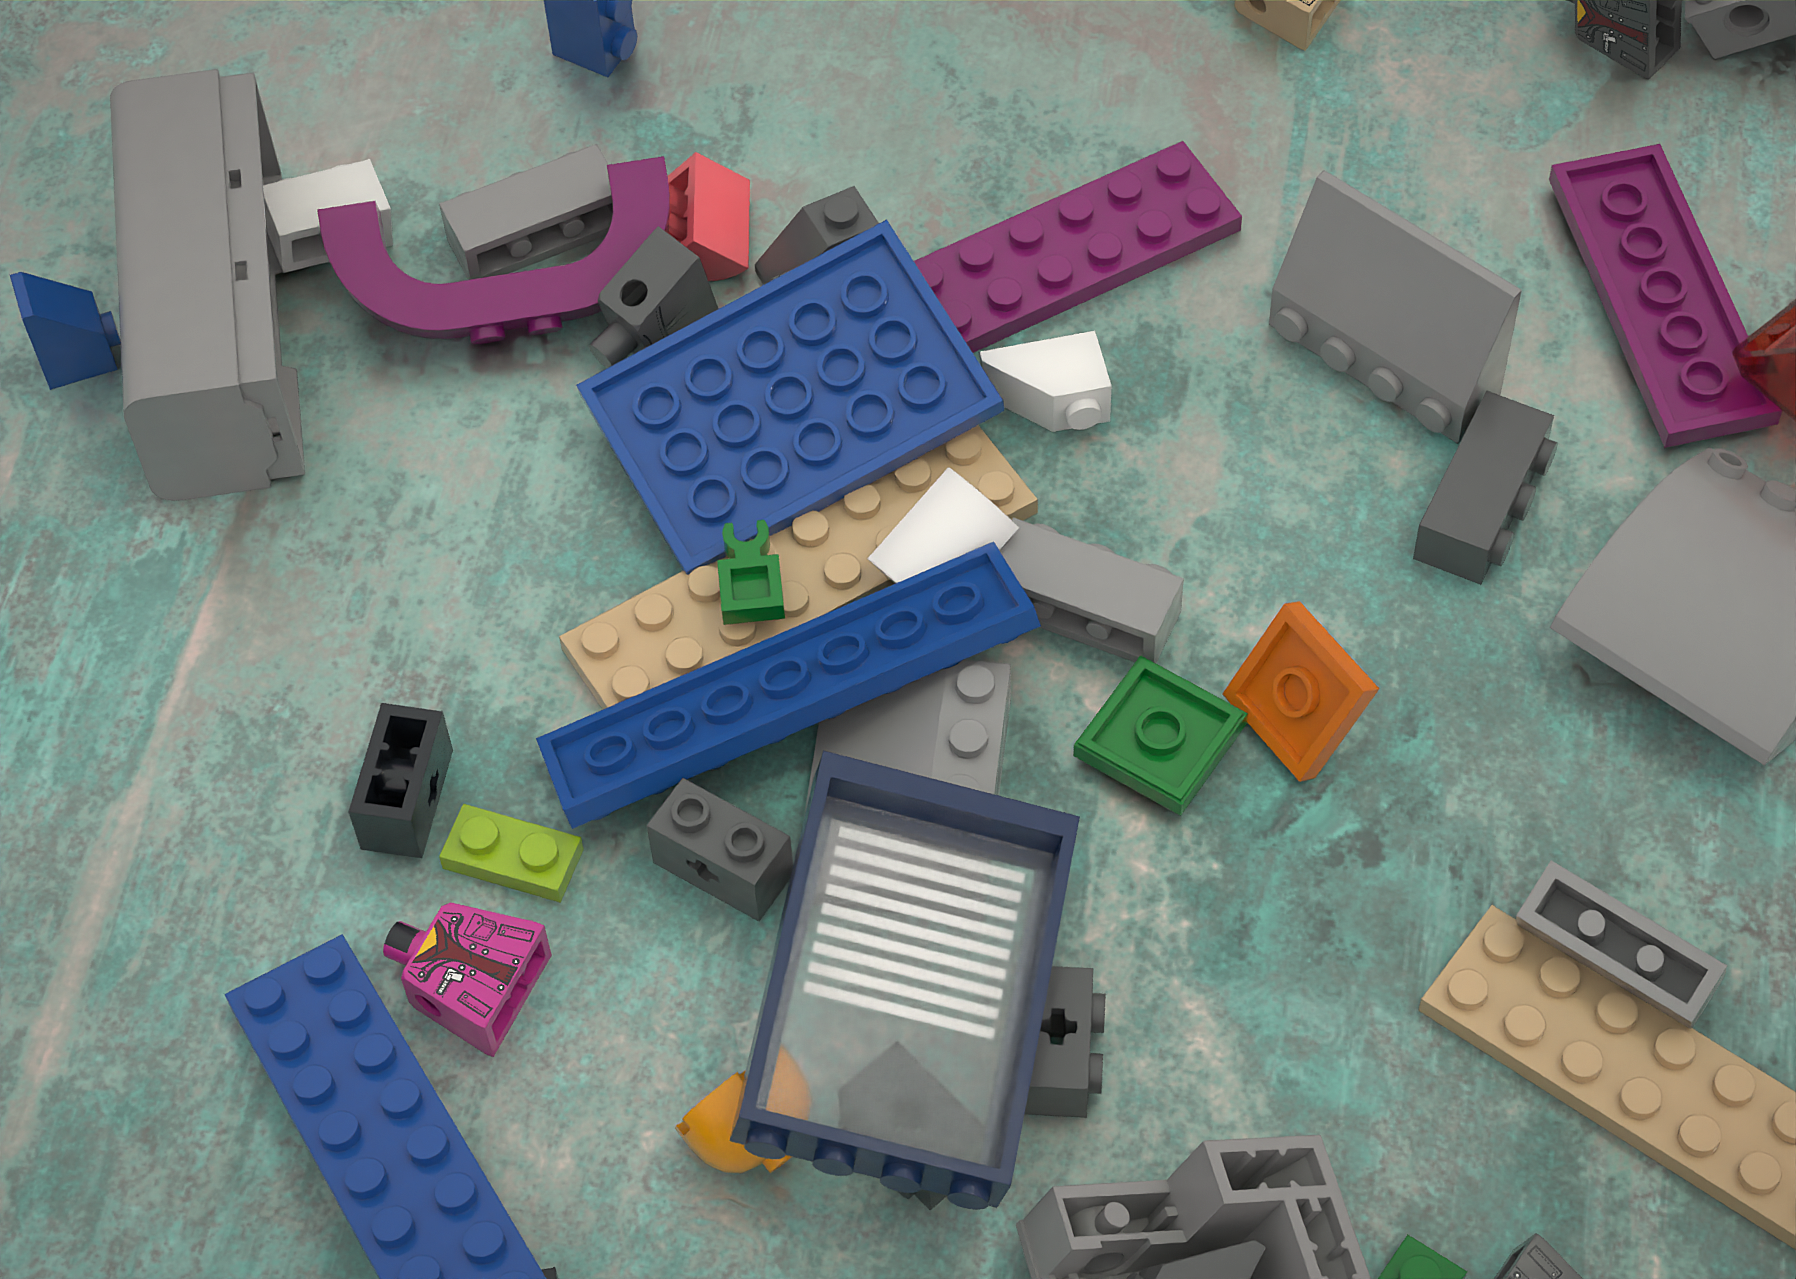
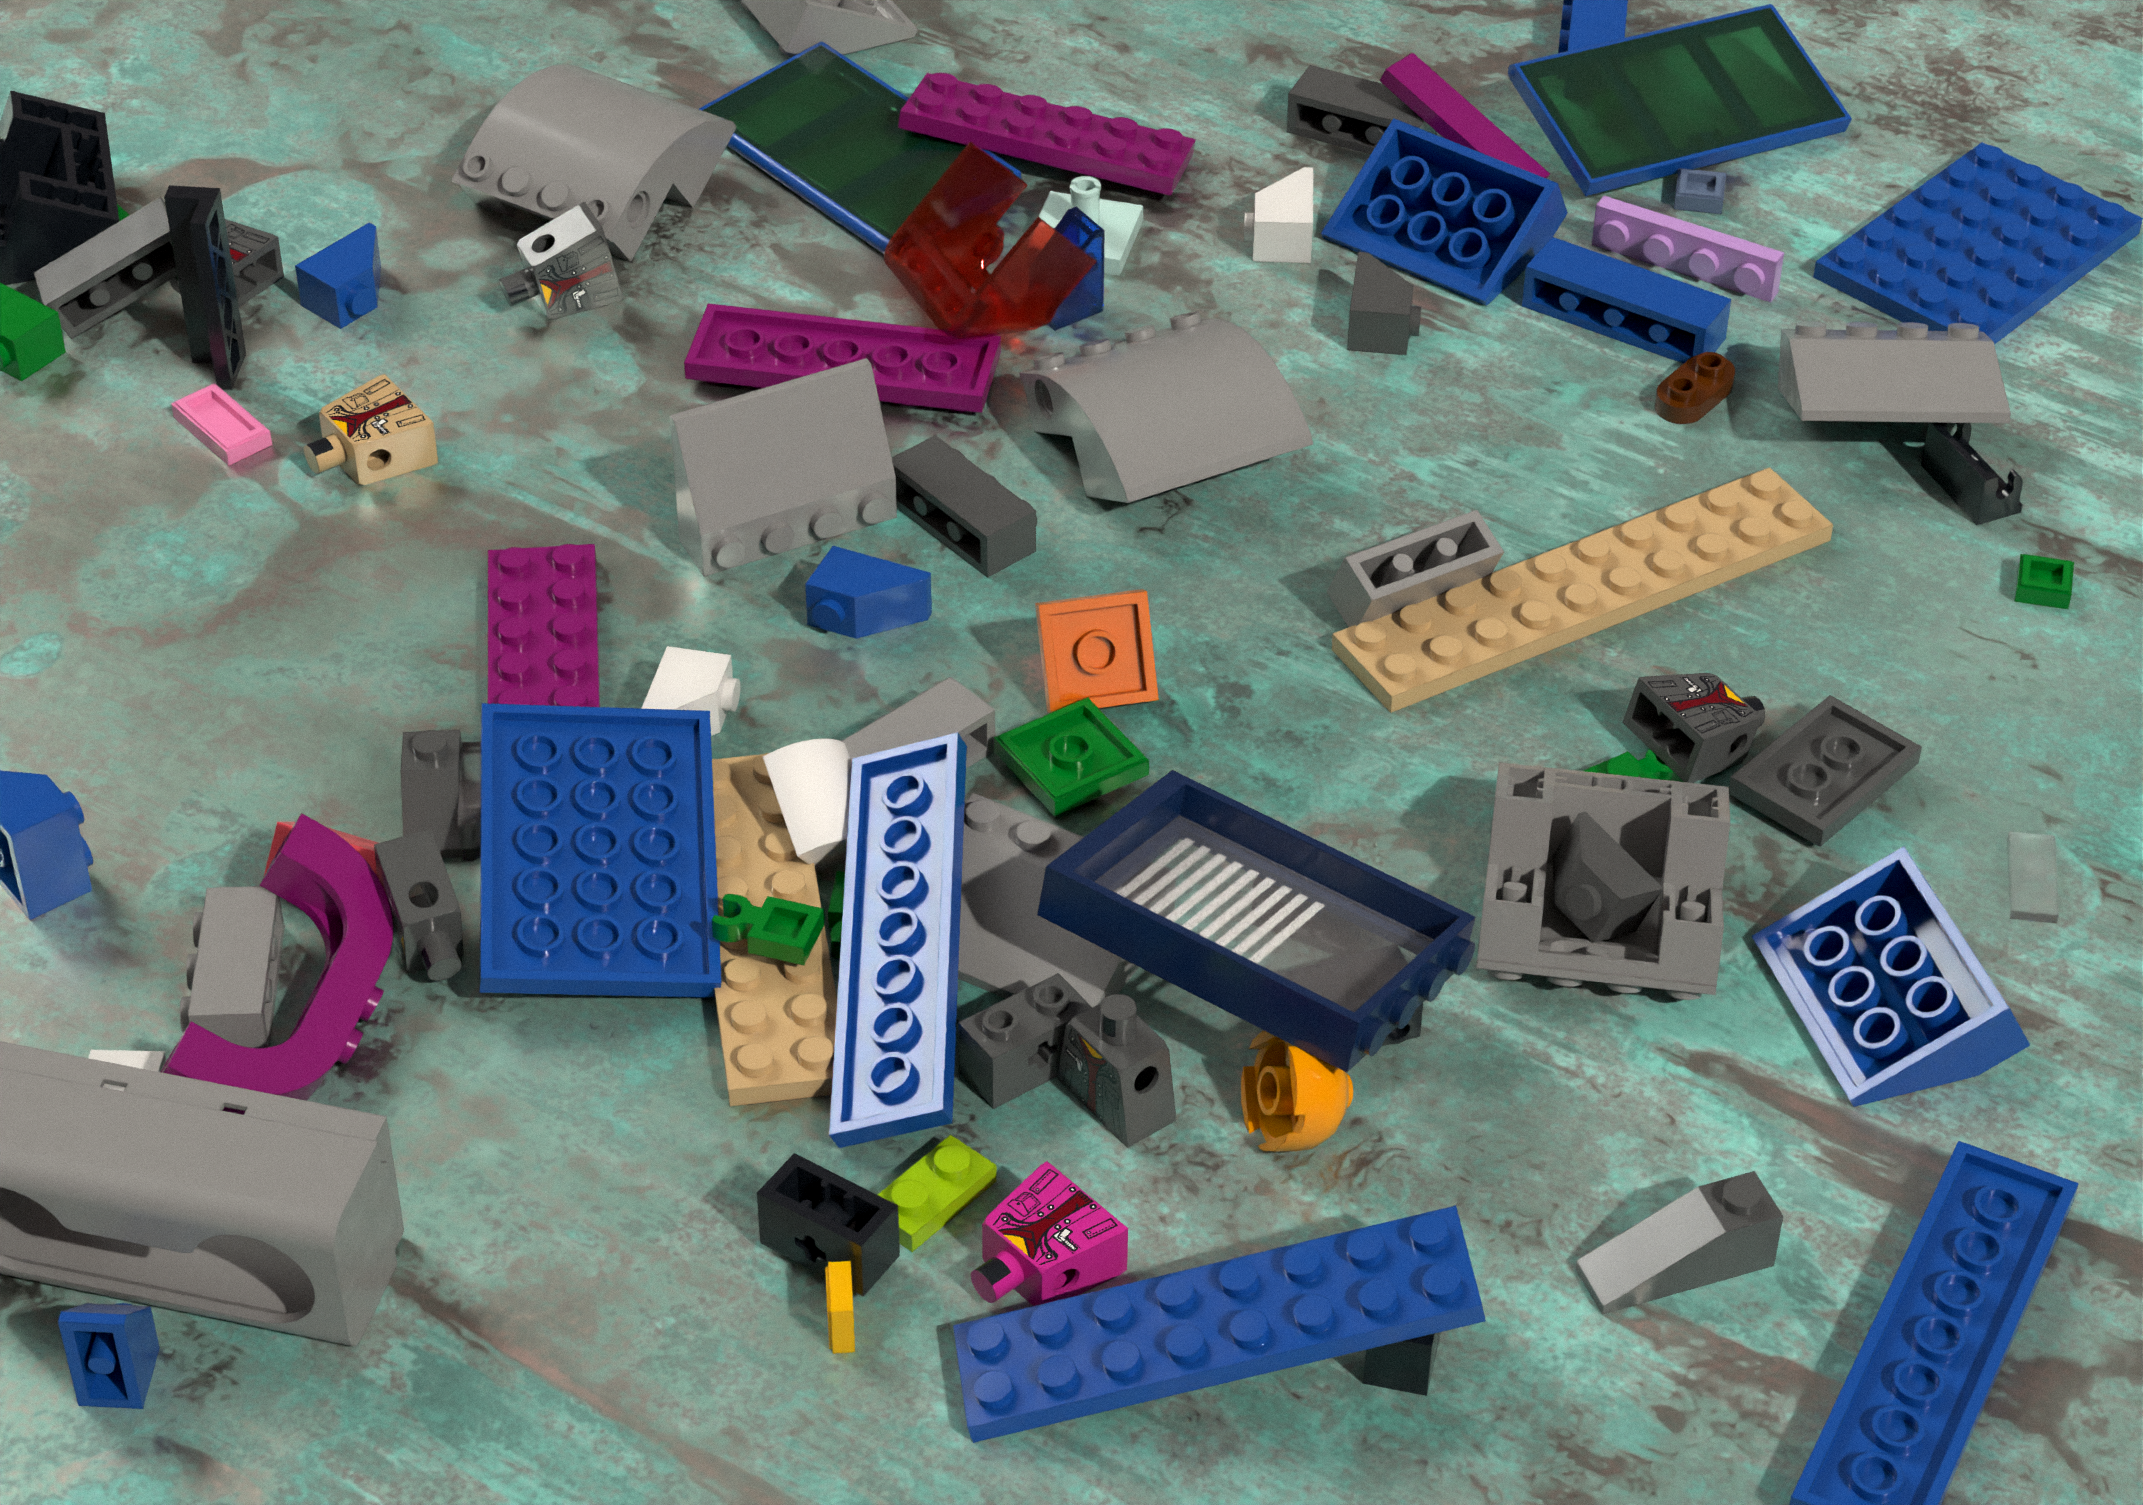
camera: 70 degrees left, 15 degrees down
(322, 834) = (840, 1307): none -> yellow tile
(716, 935) = (1119, 1069): none -> dark grey torso
(1290, 458) = (865, 594): none -> blue slope

